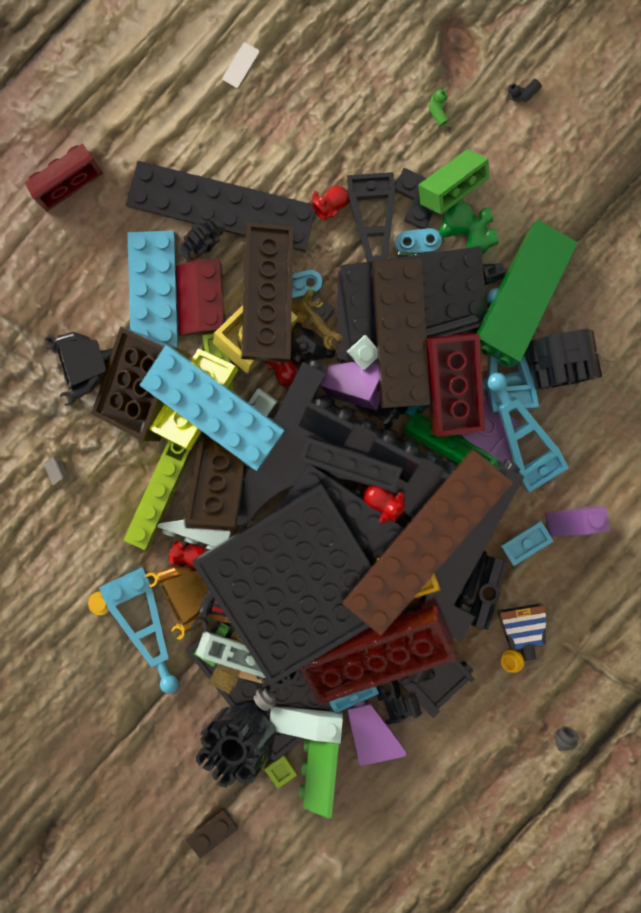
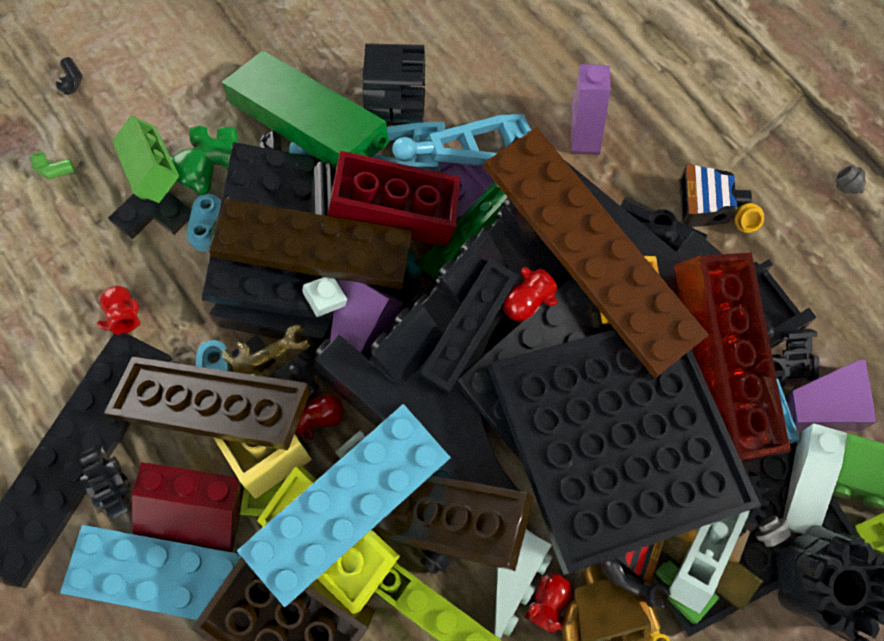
camera: 80 degrees left, 20 degrees down
(366, 188) = (120, 252): black plate -> none
(526, 543) = (605, 172): medium azure plate -> none

